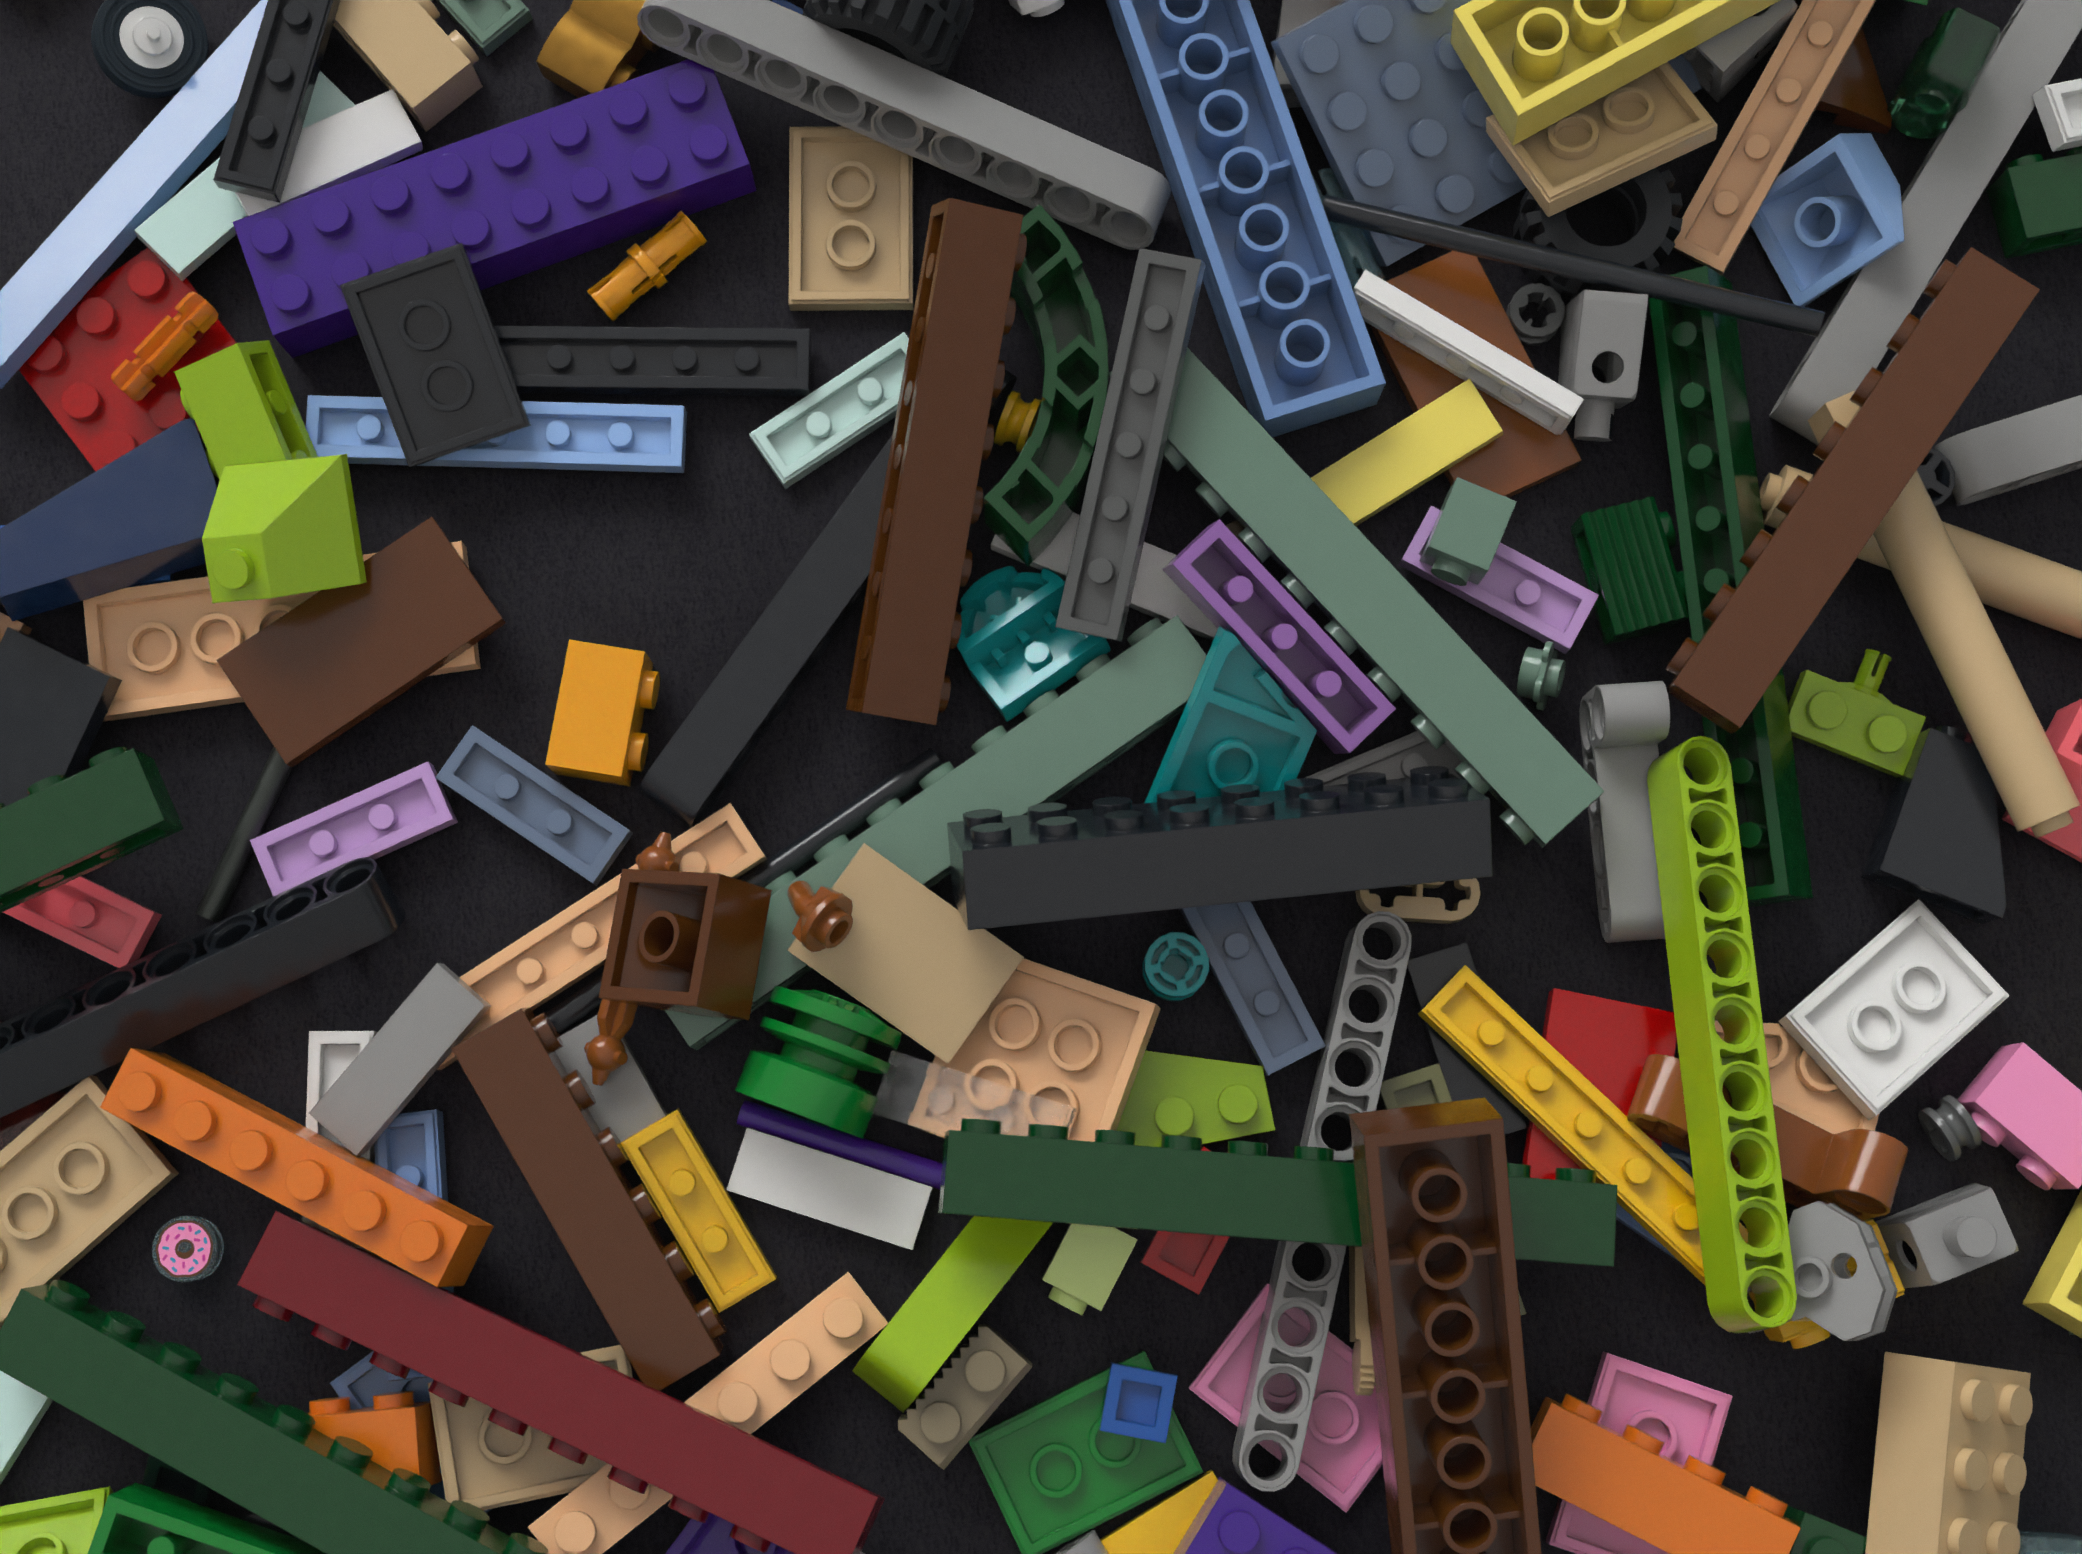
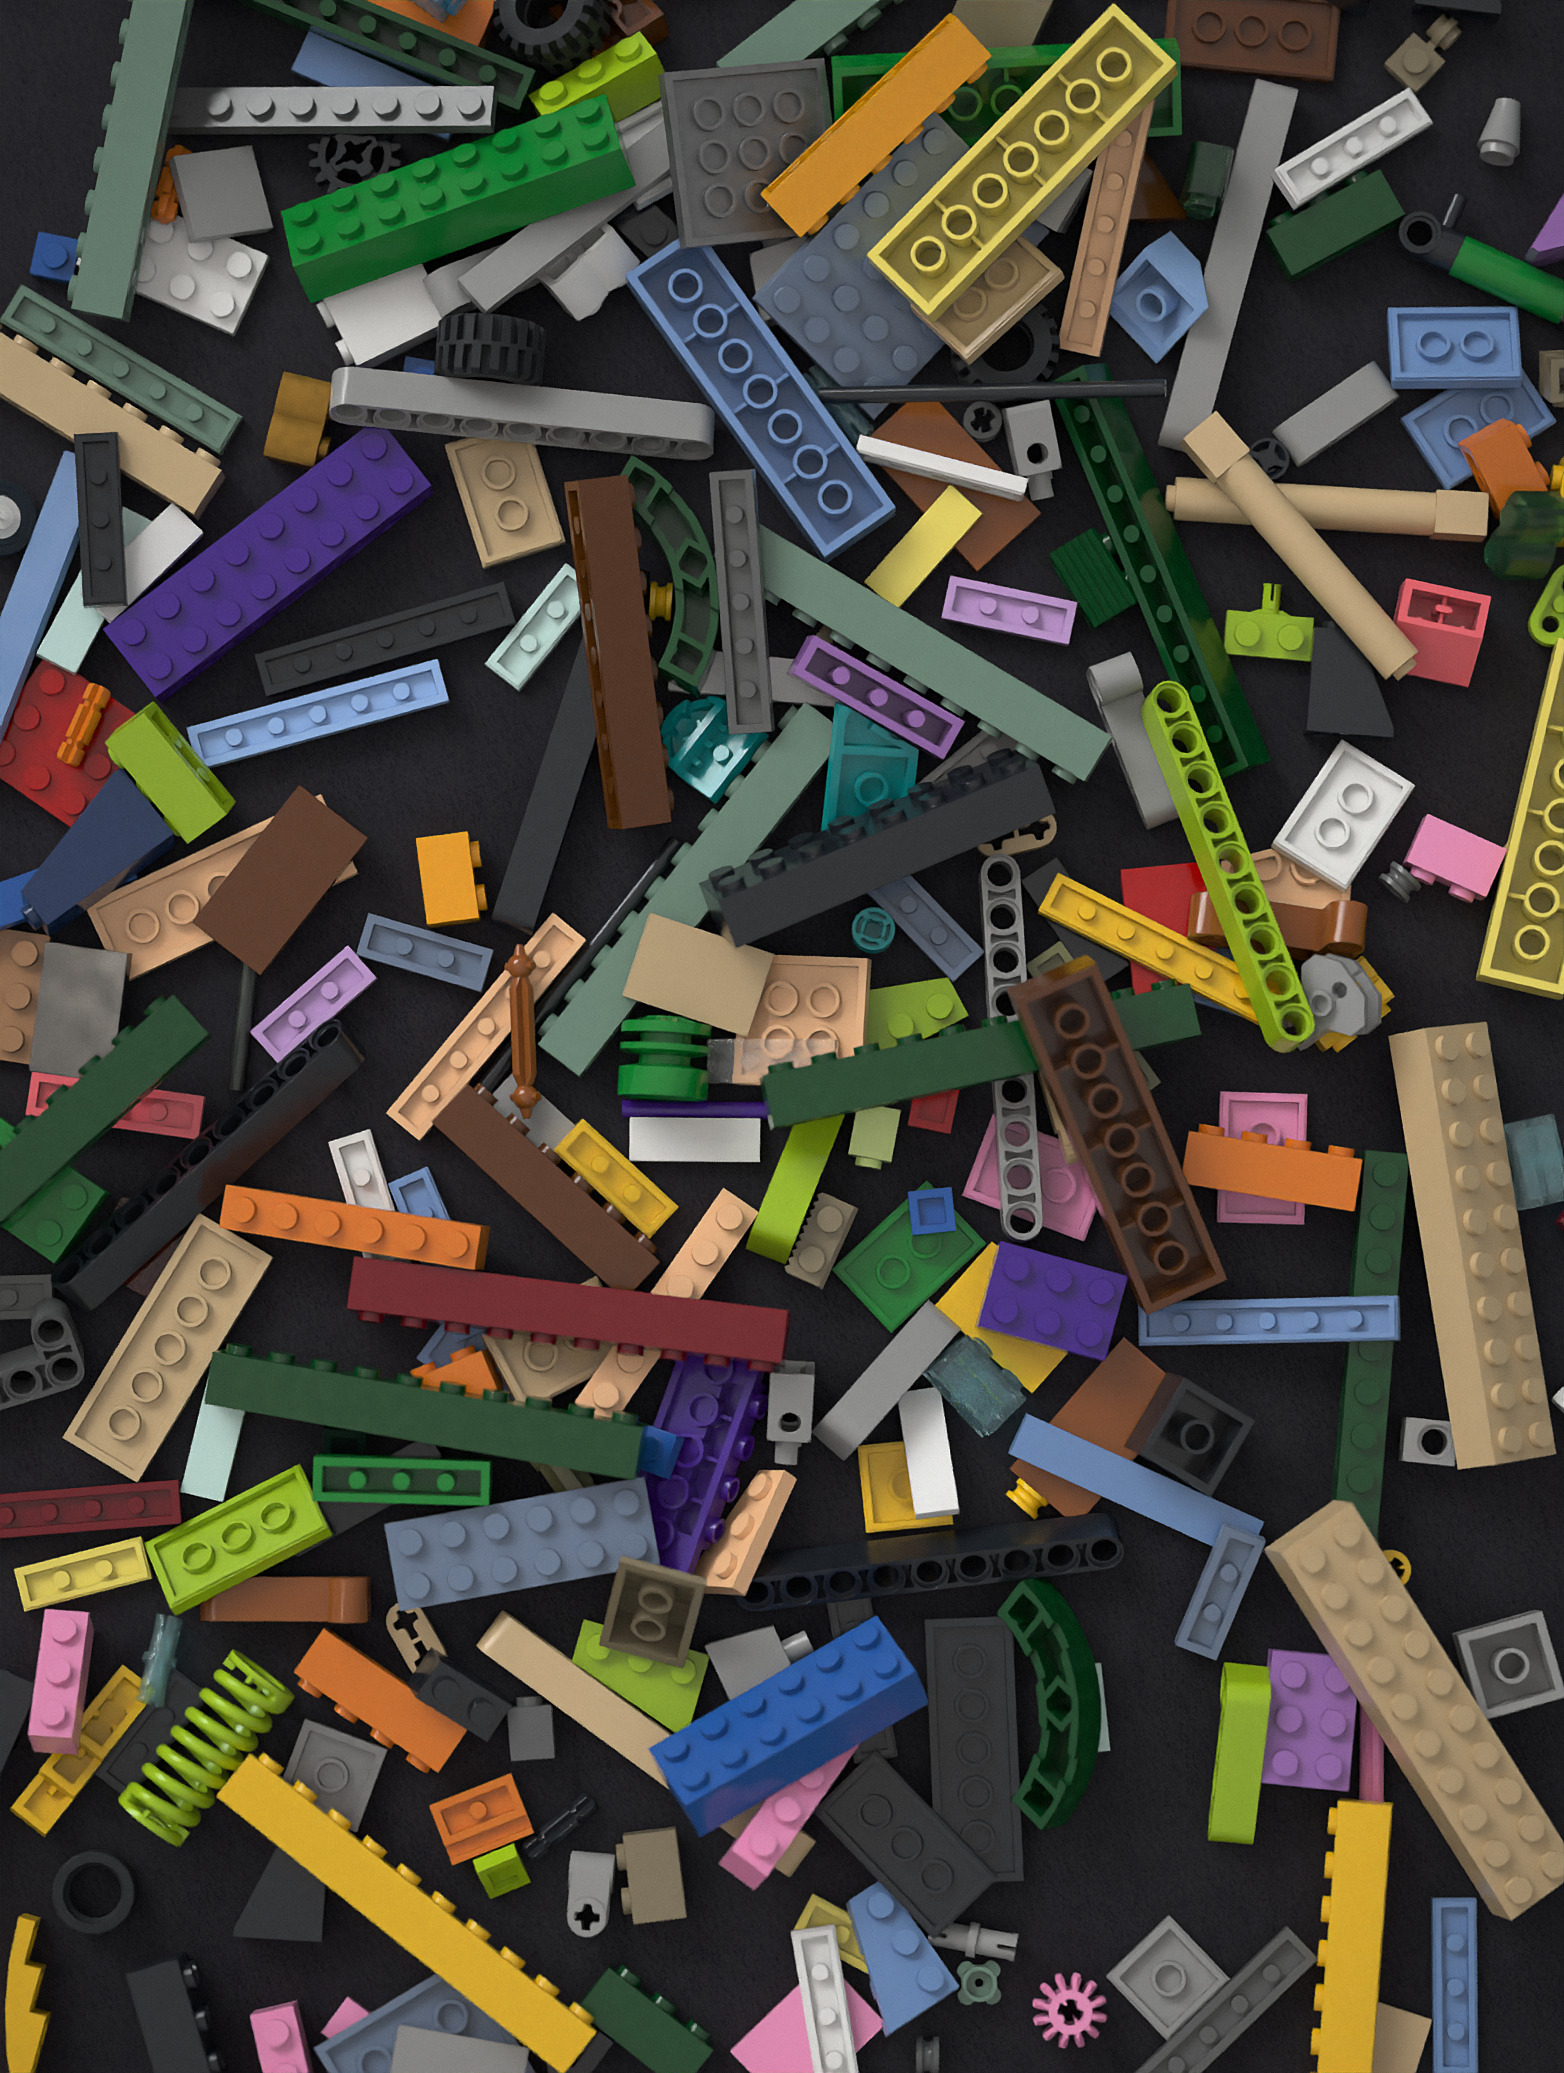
camera: 15 degrees left, 5 degrees up
(187, 1248) = (297, 1302): tile -> none
(283, 530) = (211, 824): lime slope -> none
(399, 1059) = (395, 1140): light grey tile -> none
(435, 355) = (267, 677): black tile -> none
(647, 266) = (380, 570): light orange pin -> none
(685, 942) = (557, 1010): reddish brown slope -> none
(822, 916) = (640, 968): dark orange plate -> none
(1467, 533) = (977, 590): sand green brick -> none
(1541, 674) = (1054, 666): sand green plate -> none
(1851, 489) = (1211, 495): reddish brown brick -> none
(1948, 1235) = (1410, 953): light grey torso -> none

